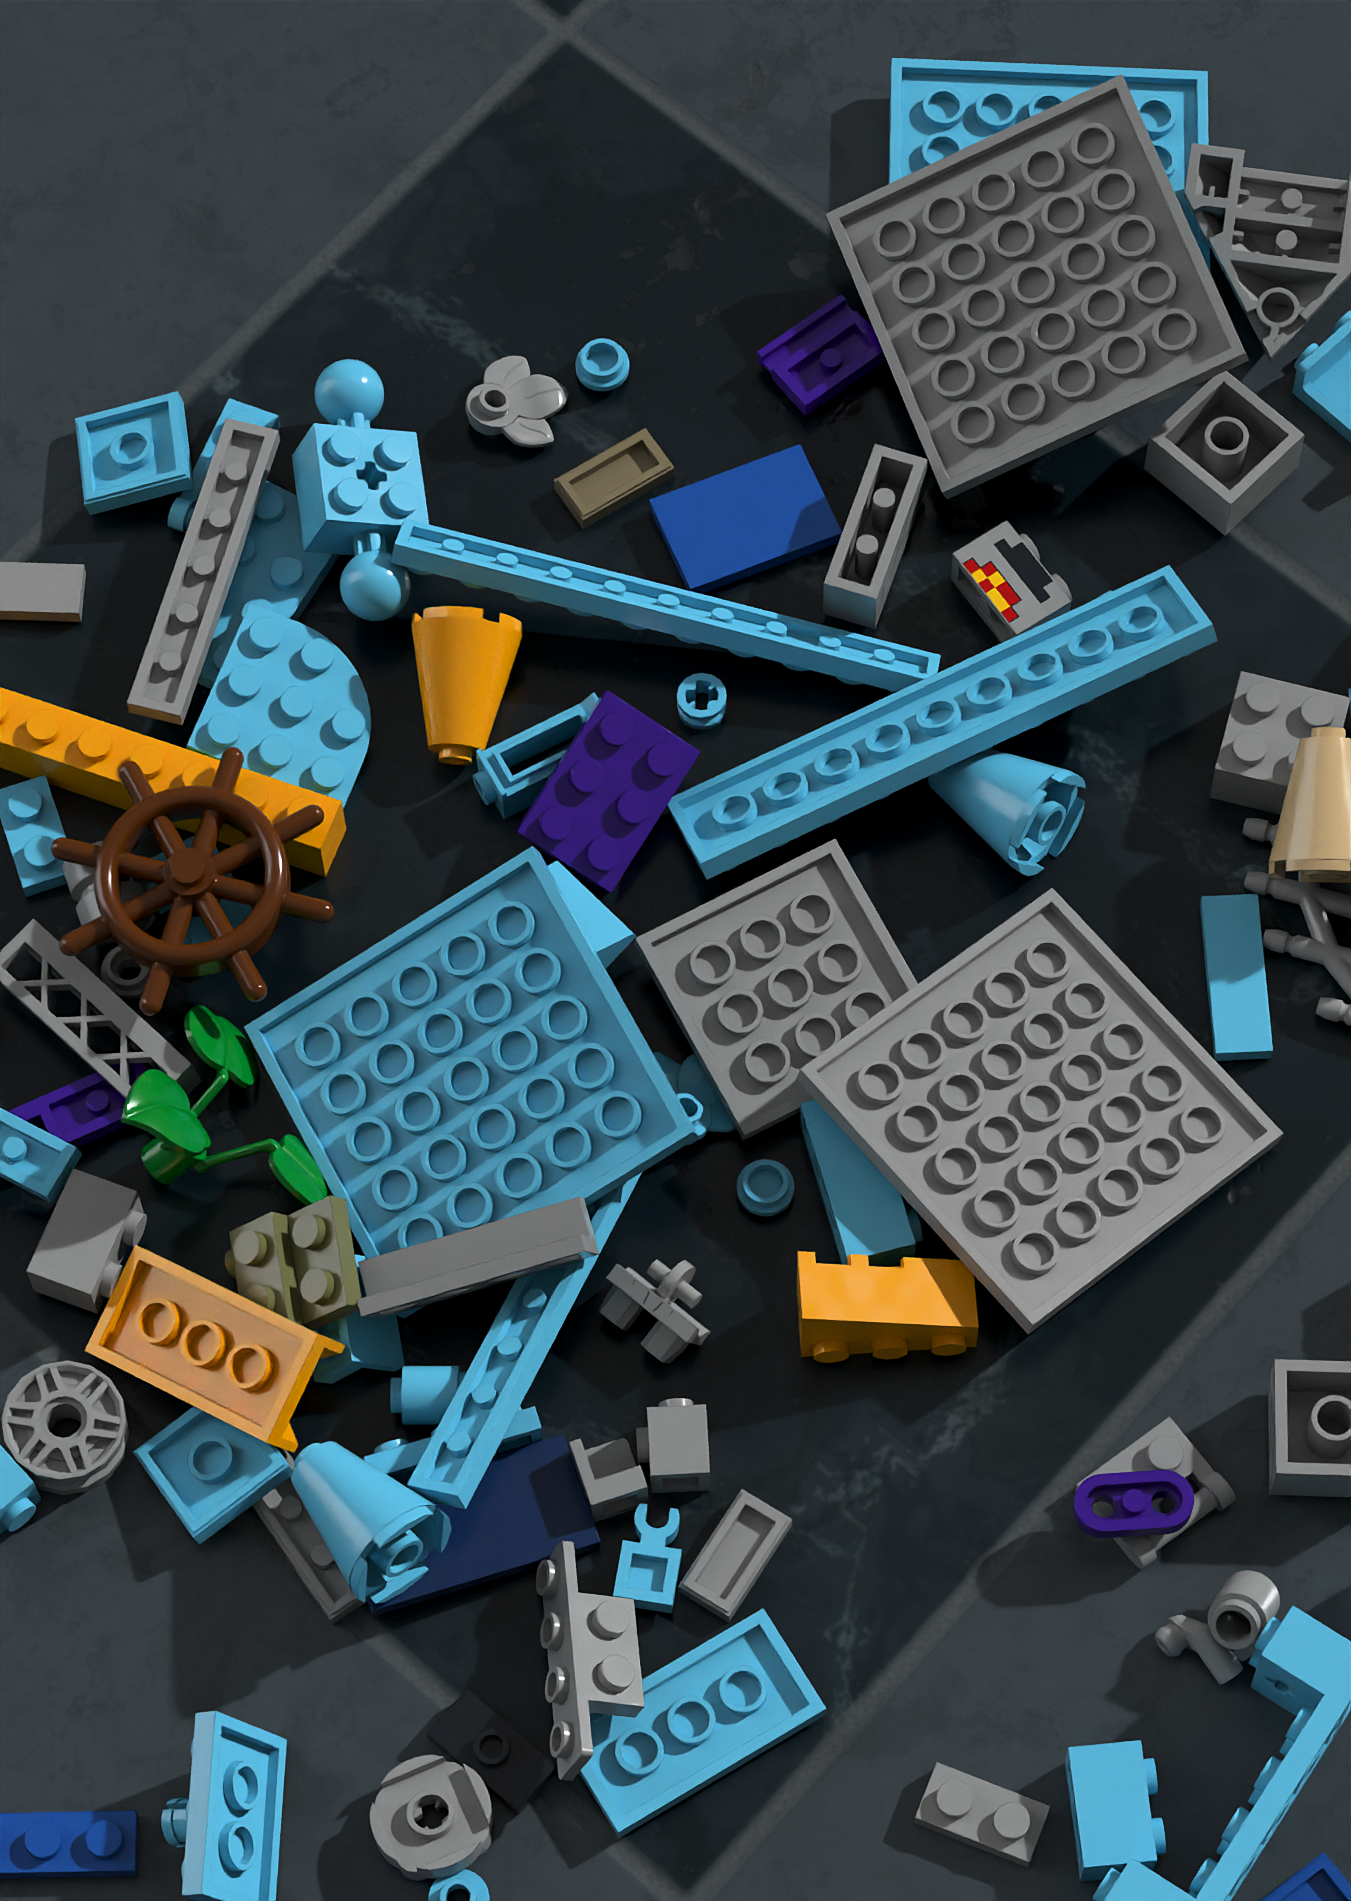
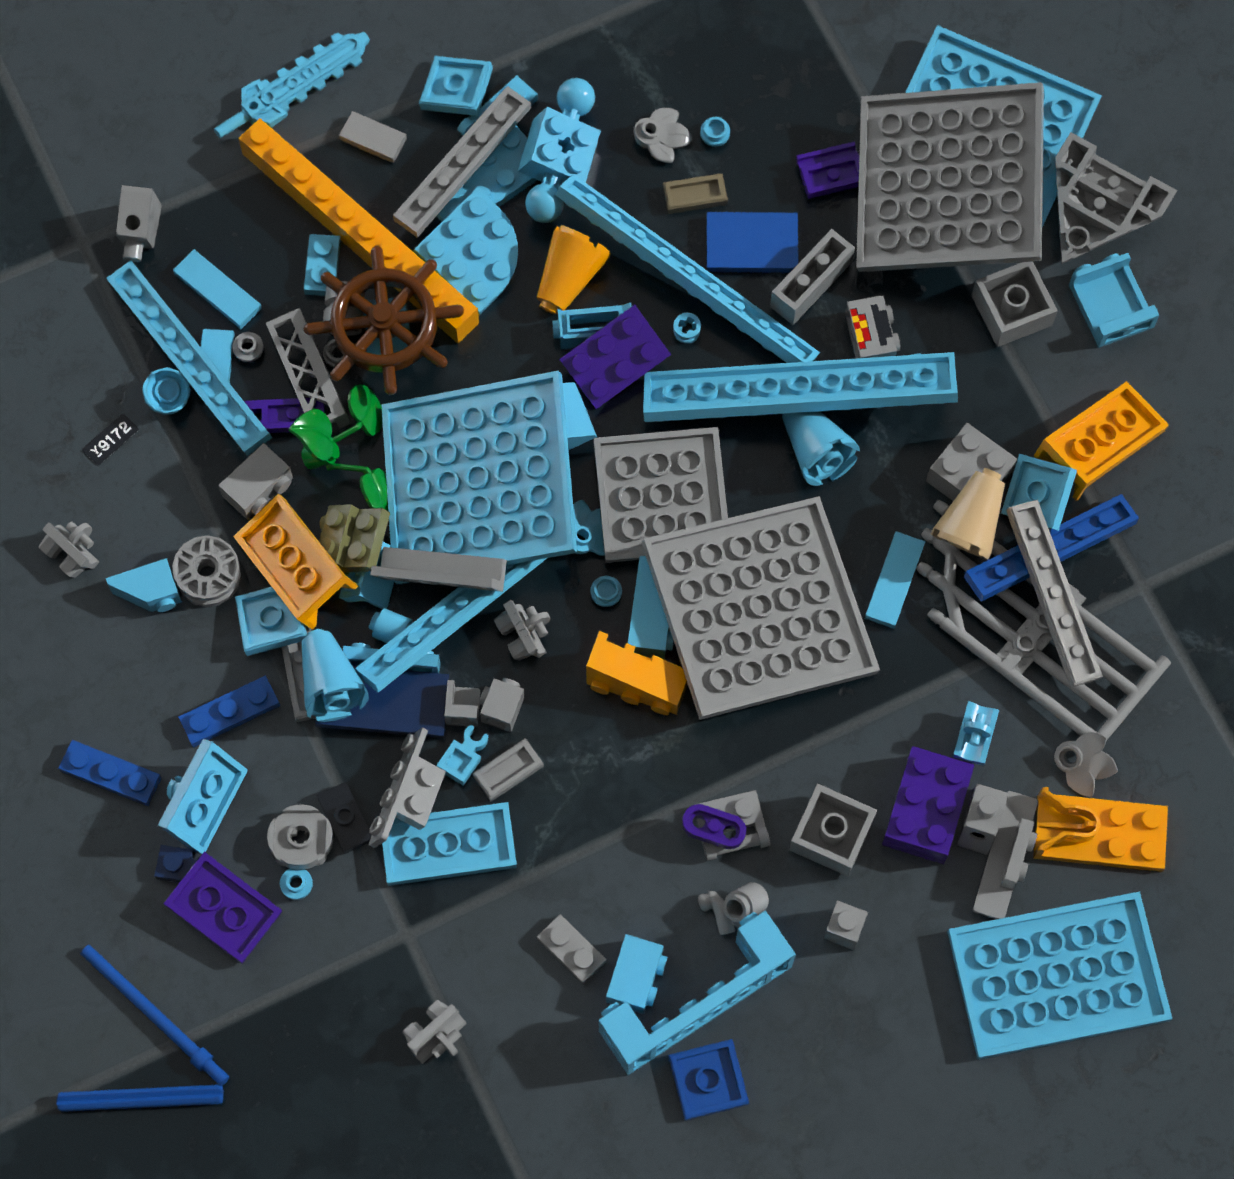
camera: 20 degrees right, 5 degrees up
(209, 1652) = (229, 711): none -> blue plate

